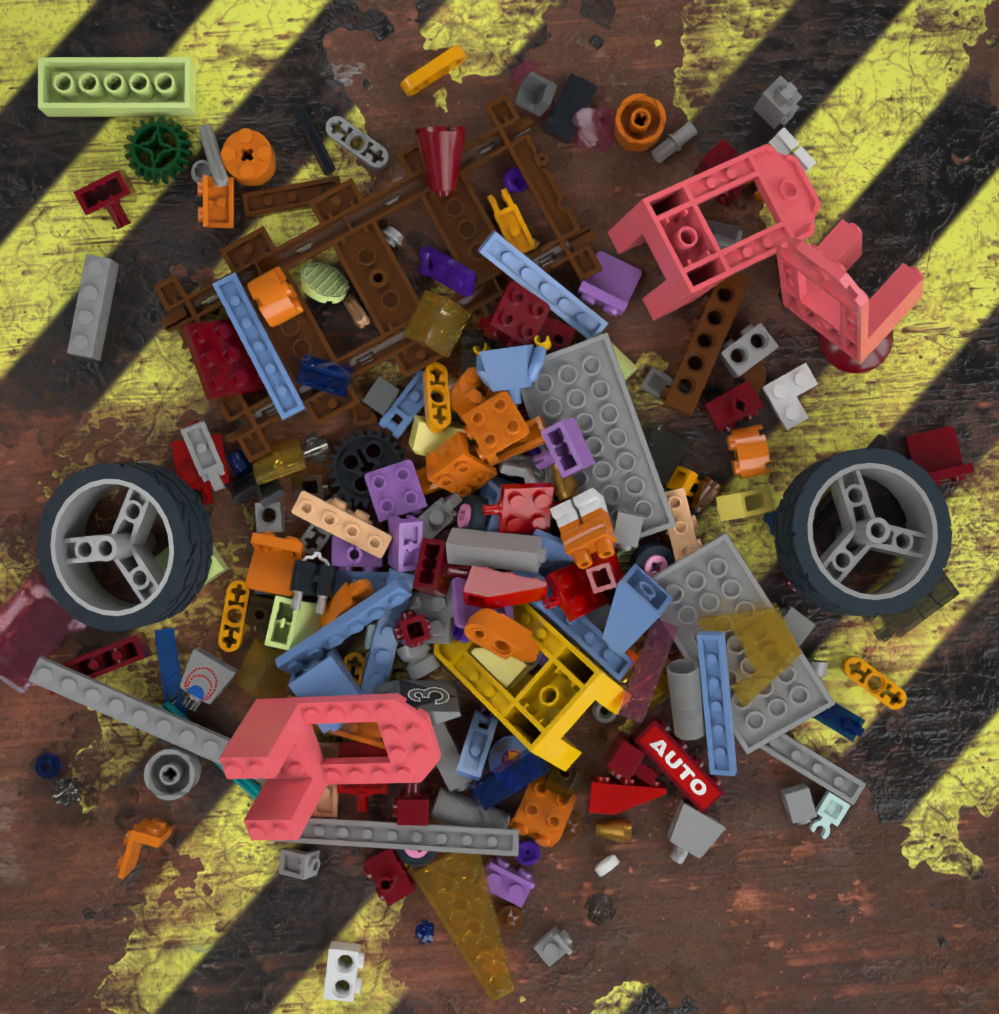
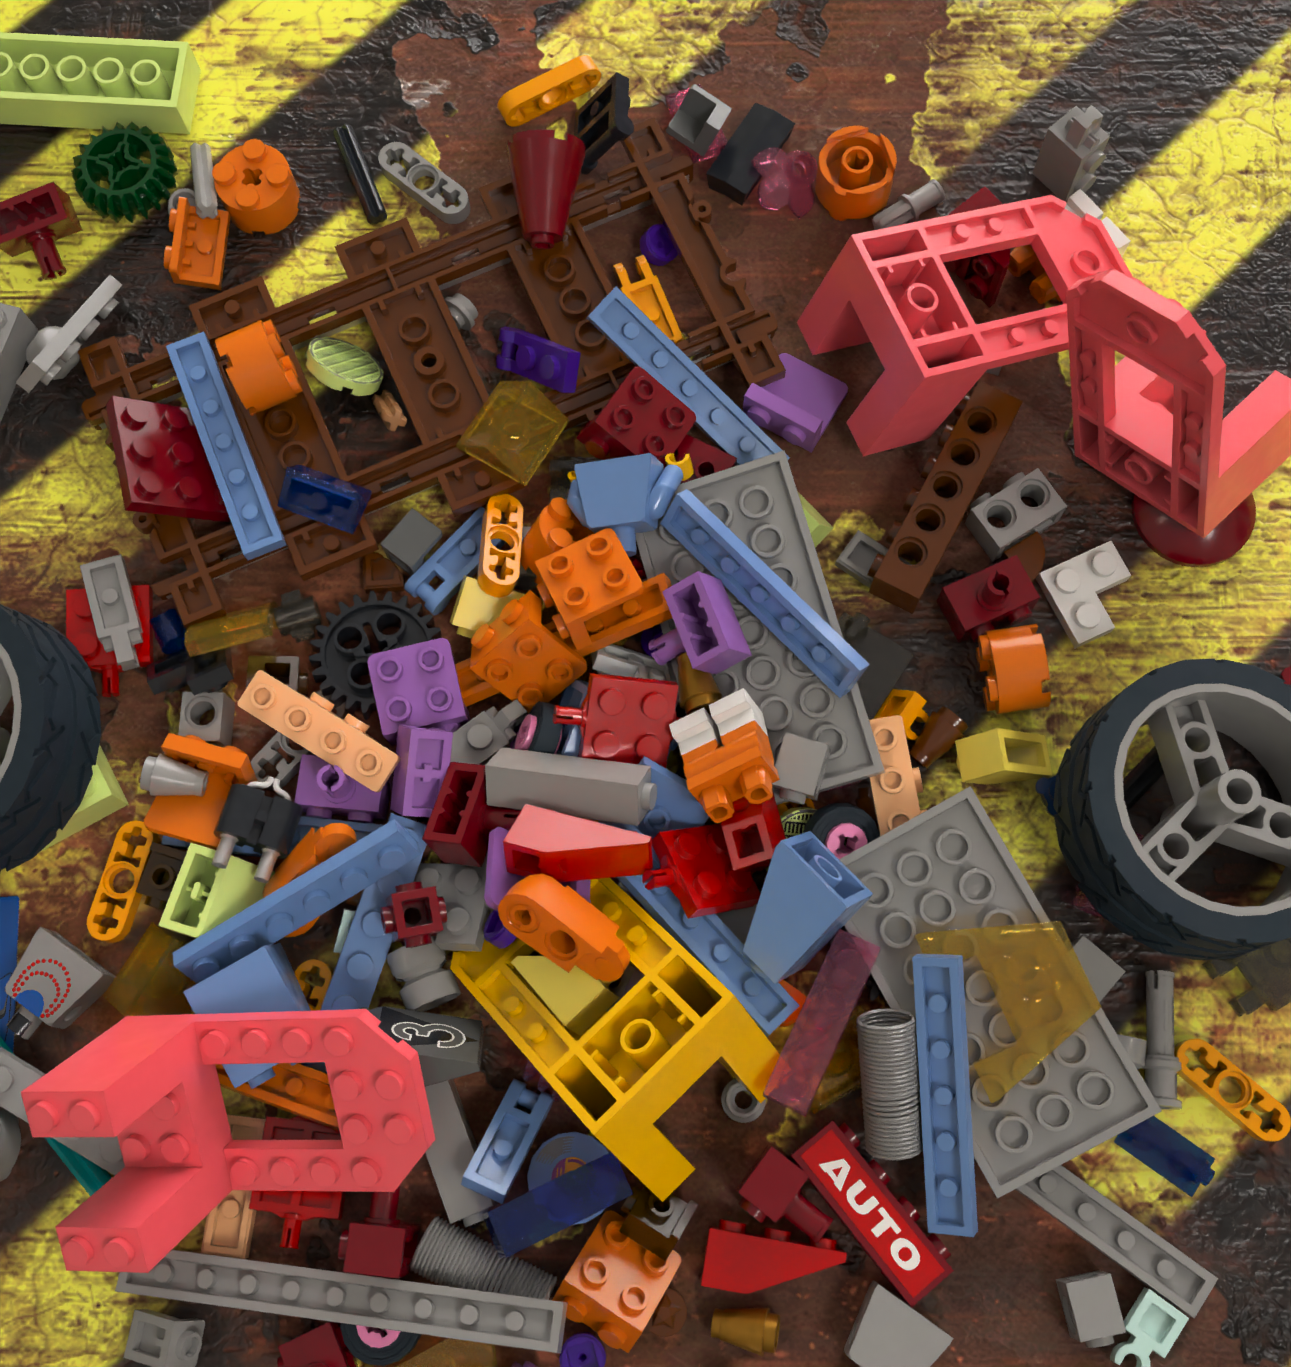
camera: 10 degrees right, 15 degrees down
(140, 282) = (56, 348): none -> light grey plate
(257, 557) = (170, 777): none -> light grey cone
(286, 197) = (295, 252): reddish brown tile -> none
(468, 91) = (604, 120): none -> black plate
(599, 425) = (764, 593): none -> medium blue plate
(835, 670) = (1160, 1063): none -> light grey pin

